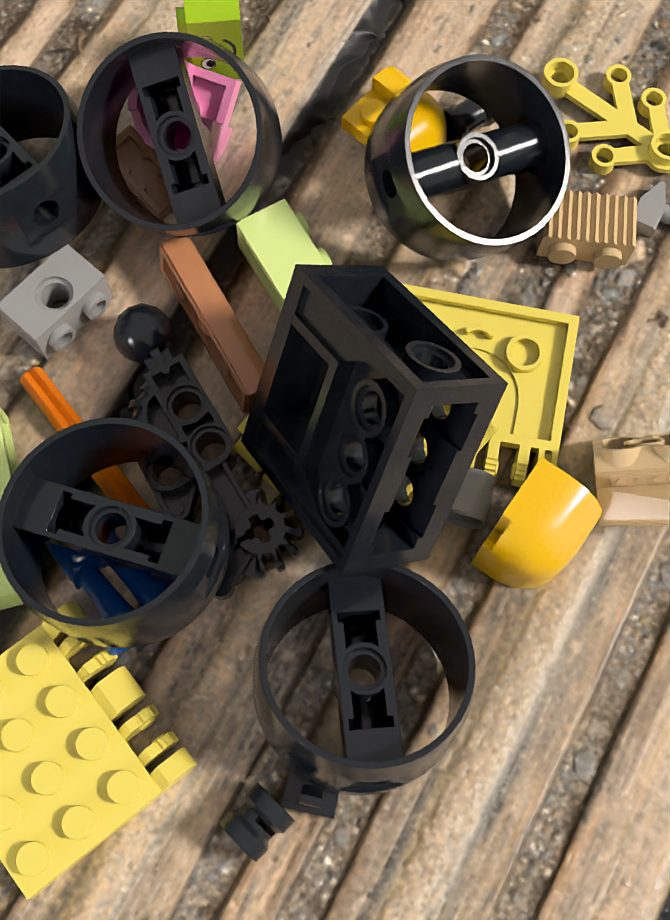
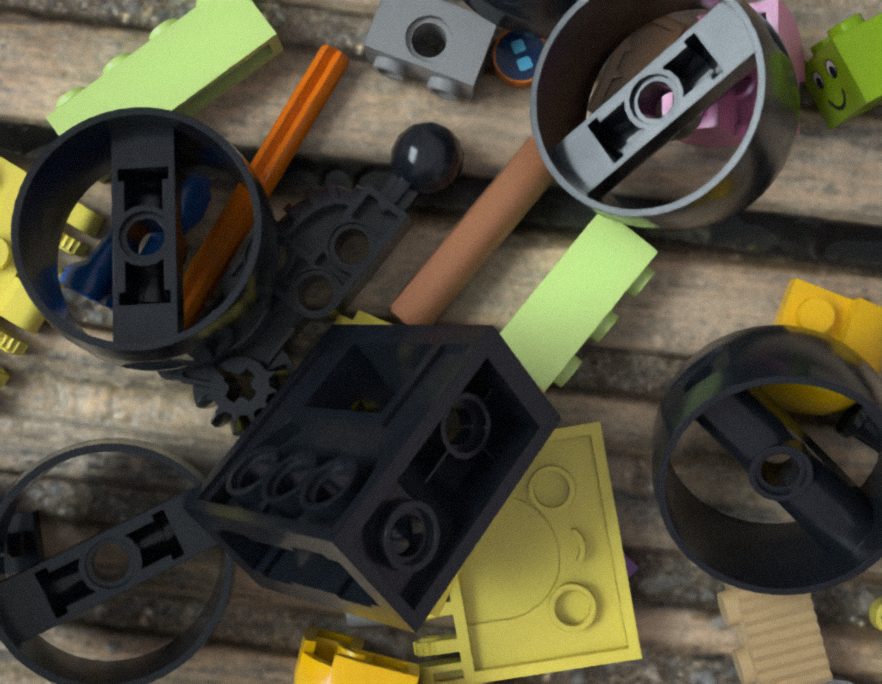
camera: 75 degrees right, 15 degrees up
(99, 247) = (516, 58): none -> dark blue tile

